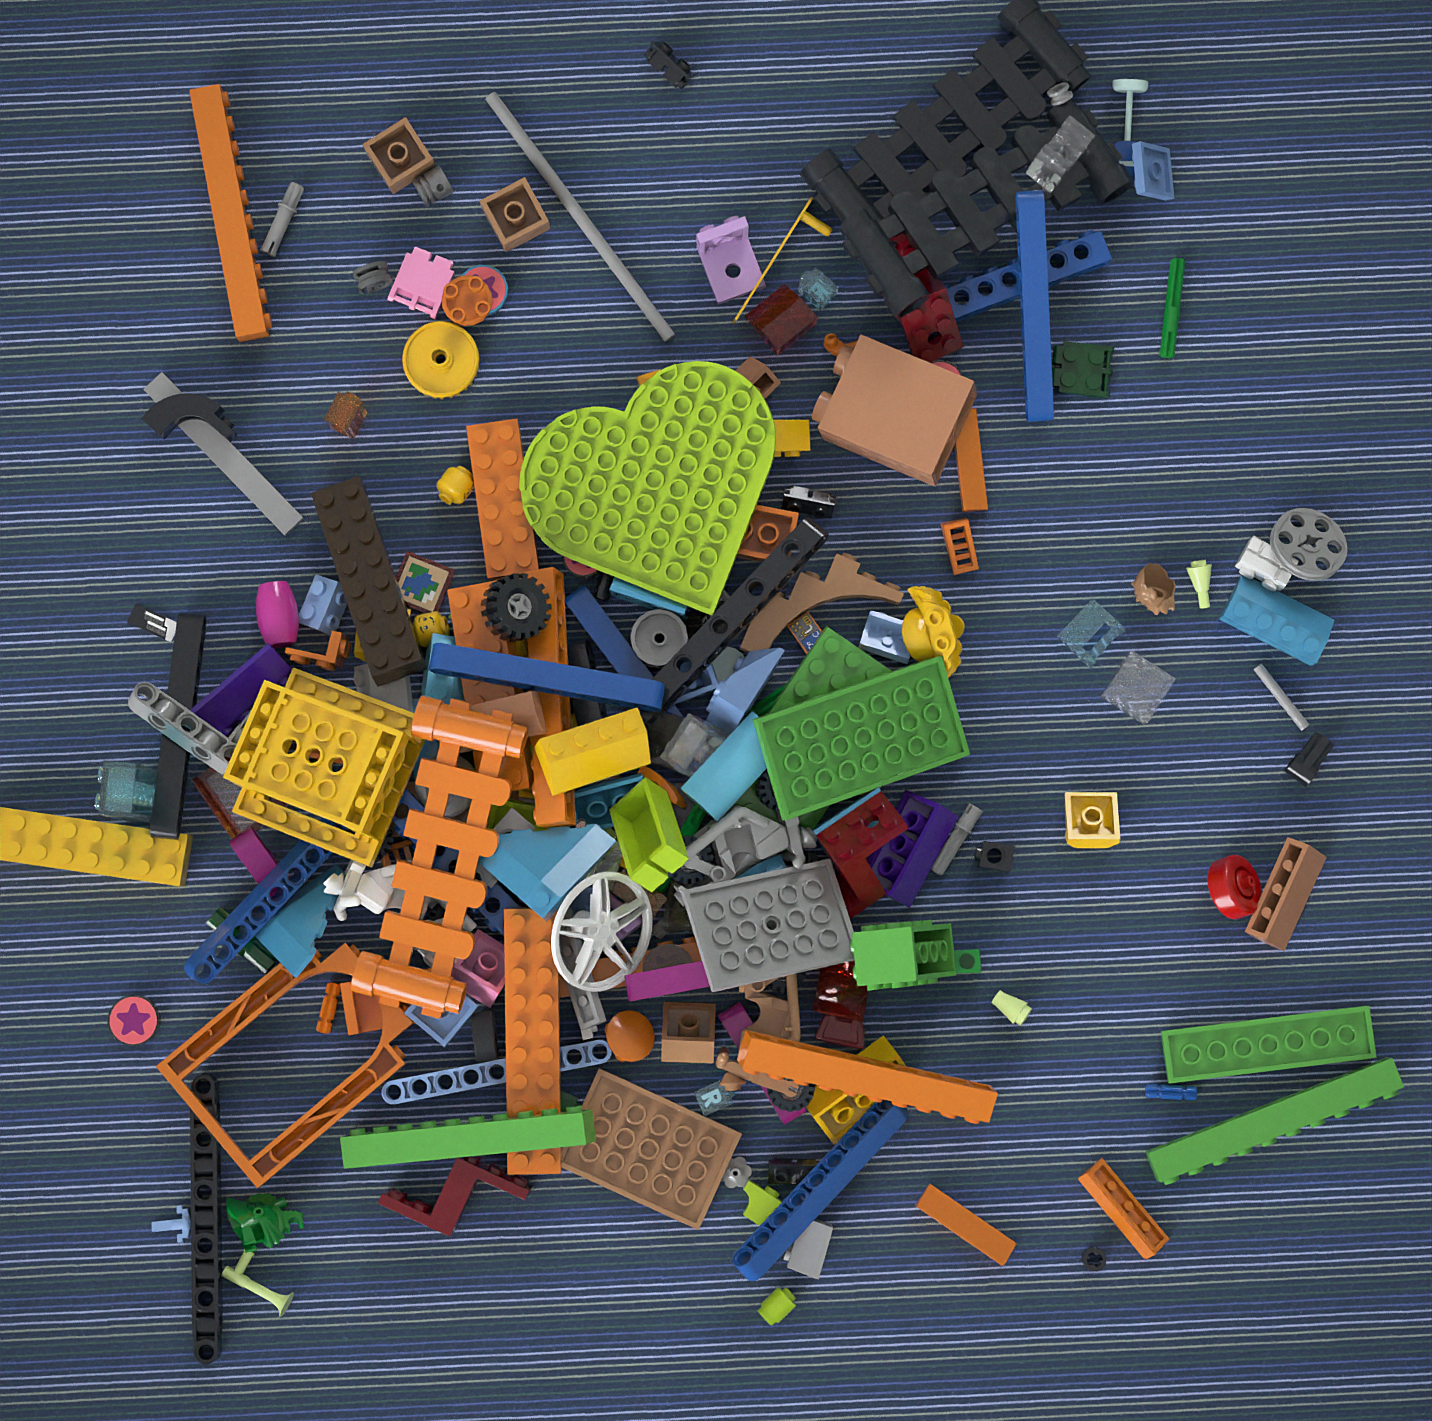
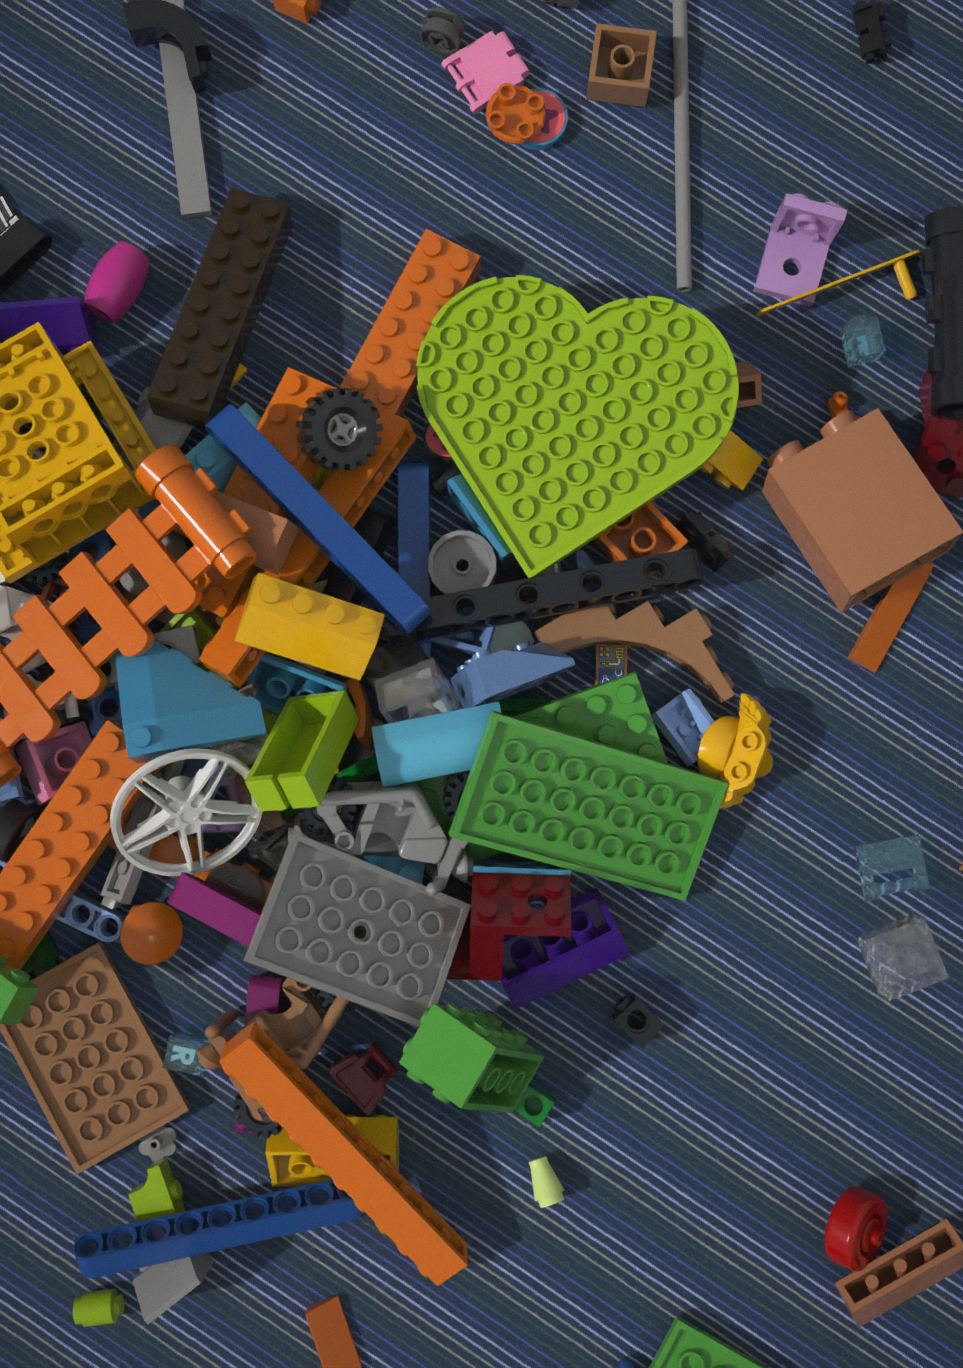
camera: 40 degrees right, 0 degrees up
(323, 605) = (162, 307): light blue bracket -> none
(337, 651) = (140, 356): orange bracket -> none
(346, 414) = (320, 138): clear orange brick -> none
(423, 582) = (274, 349): tile -> none
(430, 623) = (252, 392): yellow head -> none
(439, 340) = (455, 173): yellow wheel -> none
(455, 485) = (375, 281): yellow head -> none
(688, 1032) = (209, 971): medium nougat slope -> none
(781, 319) = (806, 347): clear red slope -> none
(785, 1172) = (201, 1179): black hinge -> none
(838, 992) = (381, 1044): clear red slope -> none
(948, 537) = (832, 692): orange slope -> none
(957, 837) = (612, 973): light grey axle -> none
(1091, 819) = (760, 1054): yellow slope -> none

